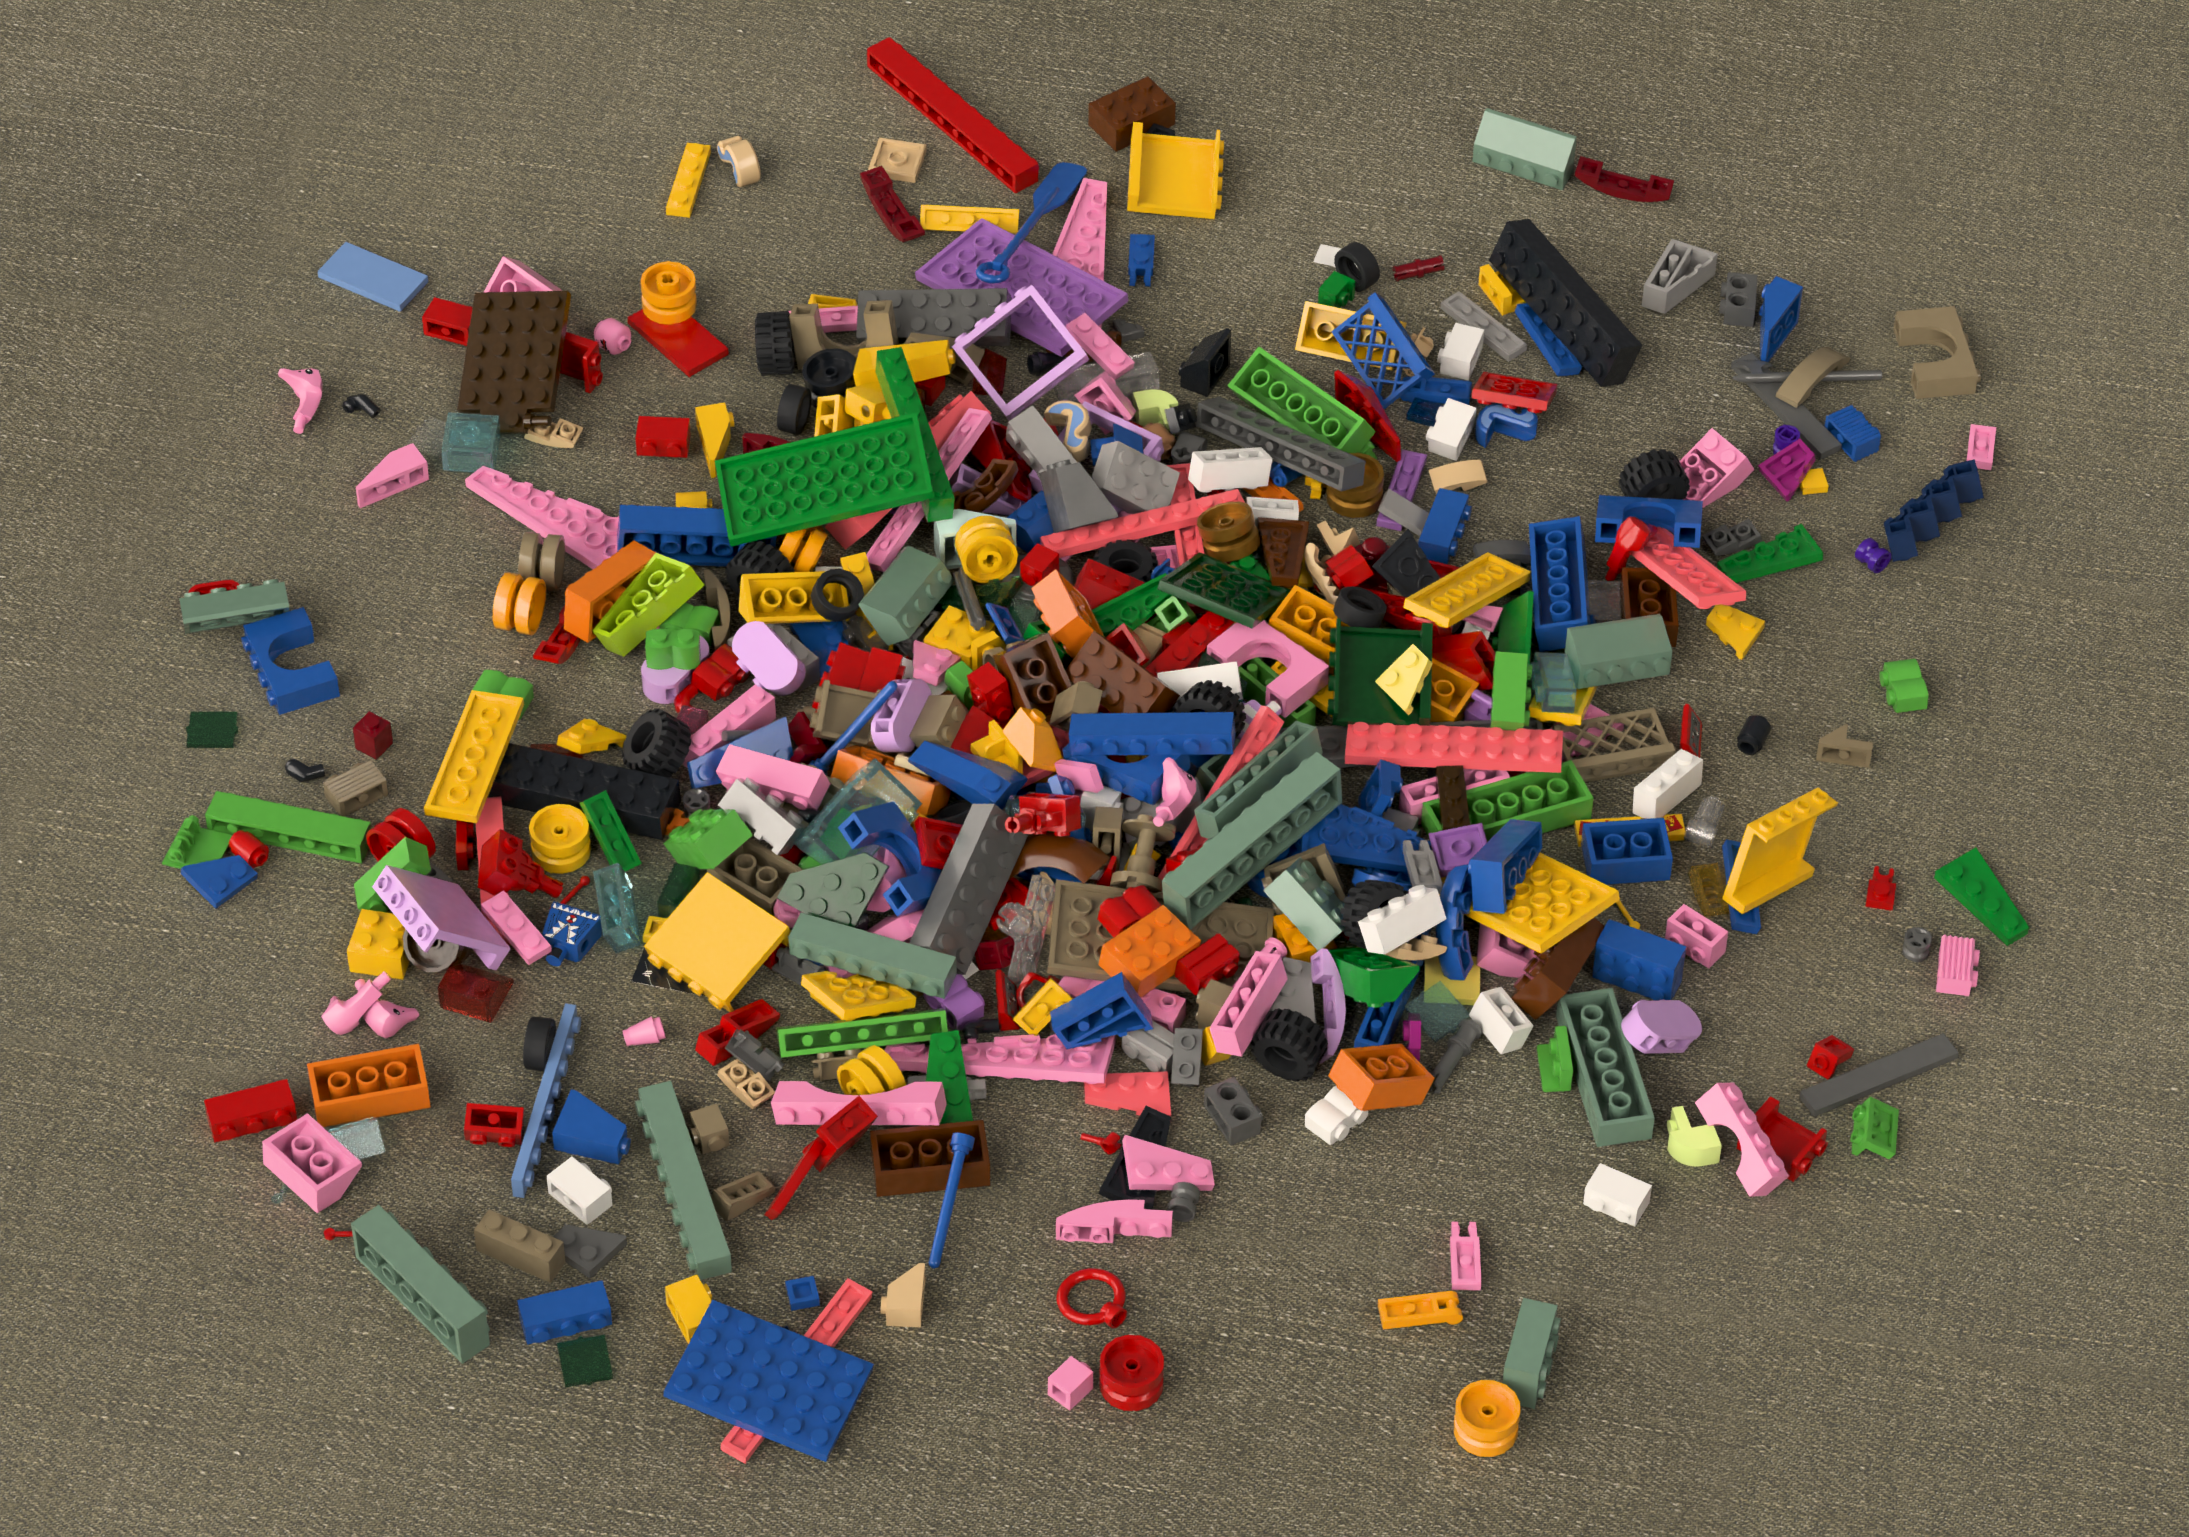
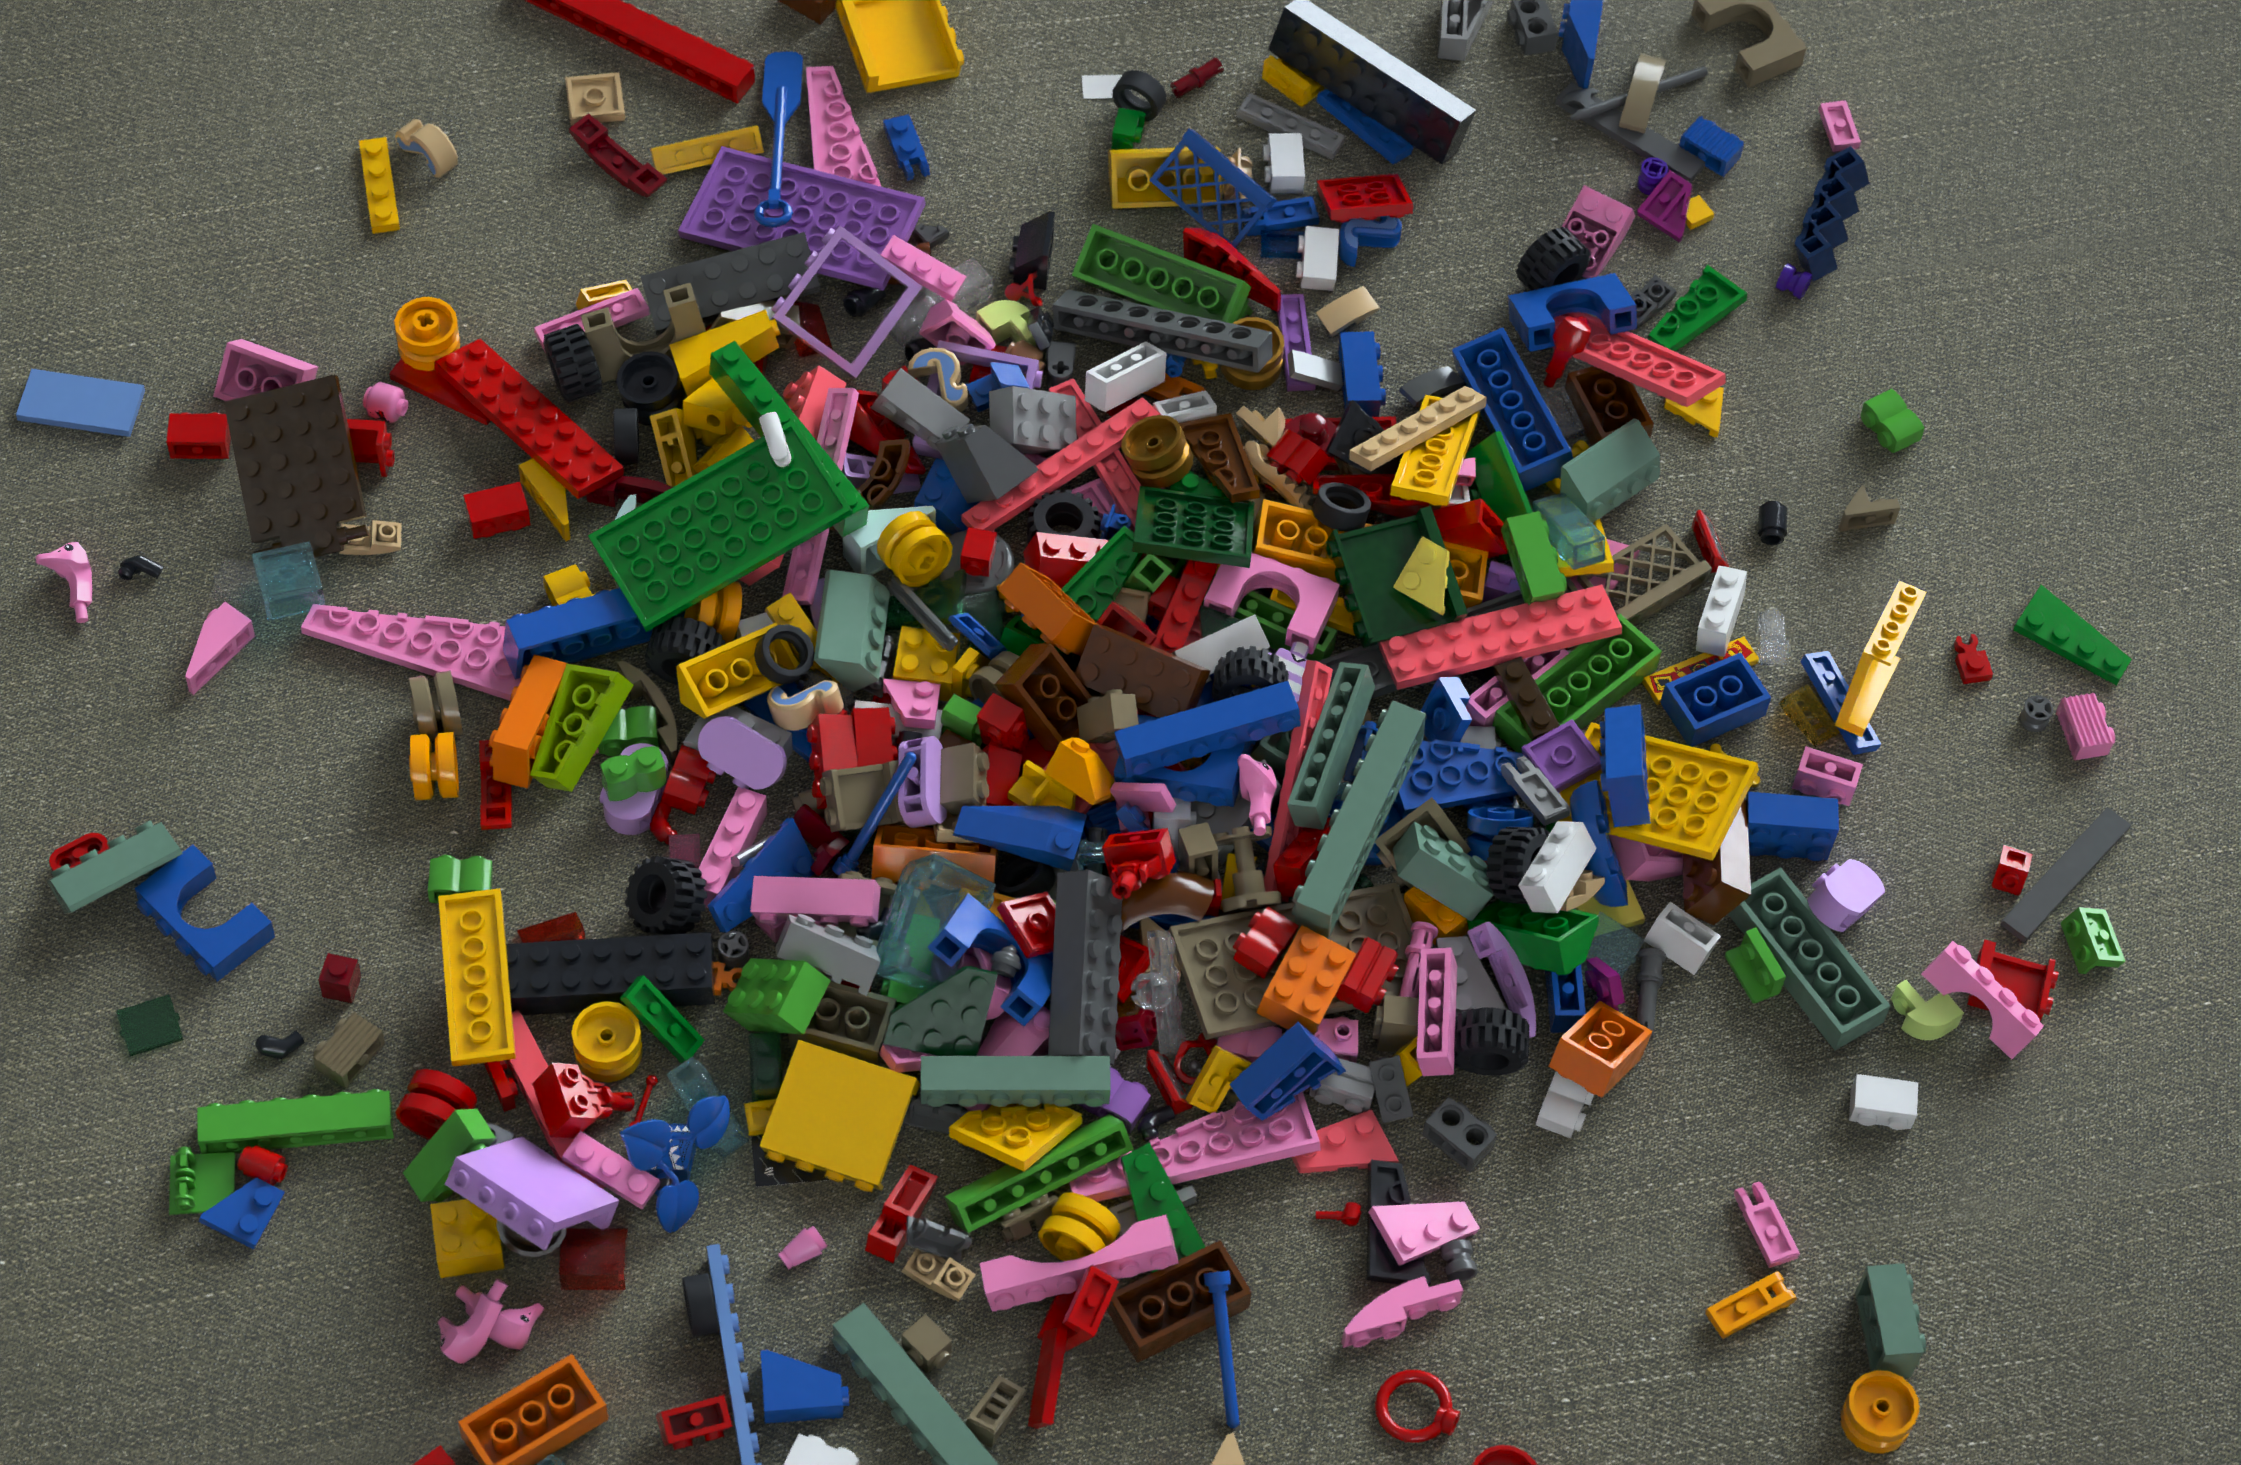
camera: 25 degrees left, 10 degrees up
(542, 900) = (650, 1142): none -> blue plant
(589, 737) = (581, 904): yellow wing -> none
(720, 375) = (529, 418): none -> red plate
(828, 638) = (802, 708): none -> tan animal
(893, 421) = (775, 439): none -> white bar
(903, 864) = (1006, 962): none -> dark grey plate
(1180, 389) = (1016, 291): none -> red piece
(1459, 568) = (1417, 428): none -> tan plate

